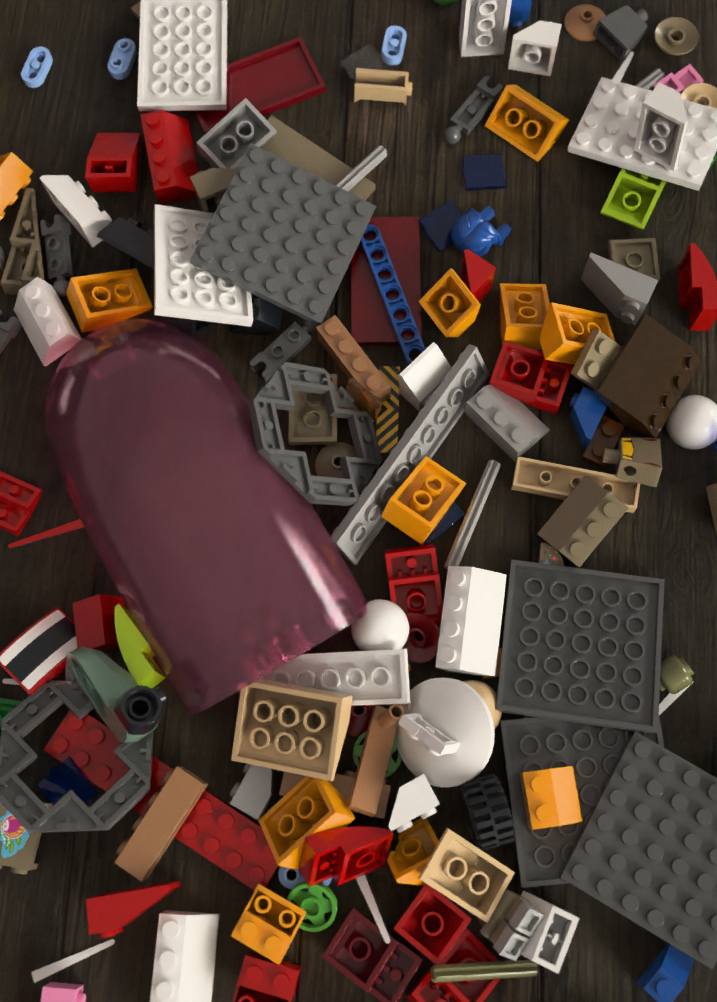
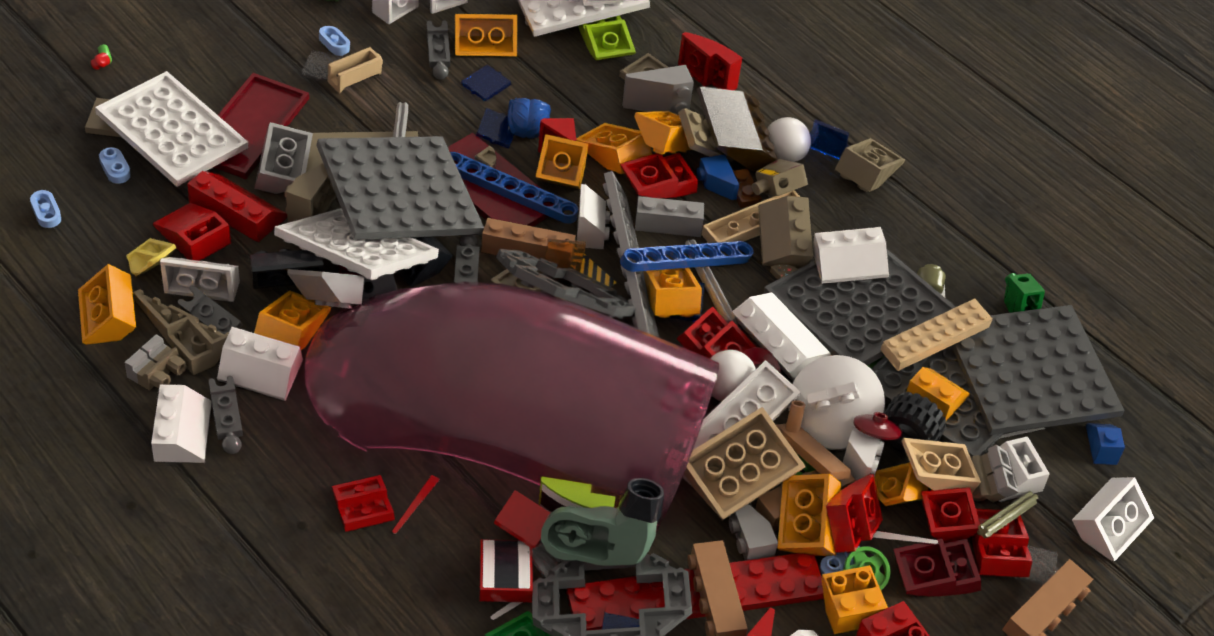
camera: 55 degrees left, 25 degrees down
(68, 161) = (149, 255): none -> light yellow slope
(134, 291) = (329, 288): none -> light grey slope
(402, 252) = (487, 157): none -> dark tan tile
(429, 798) = (877, 426): none -> dark red dish
(453, 474) = (681, 261): none -> blue beam
(605, 744) = (936, 334): none -> tan piece
(614, 595) = (851, 255): none -> white slope

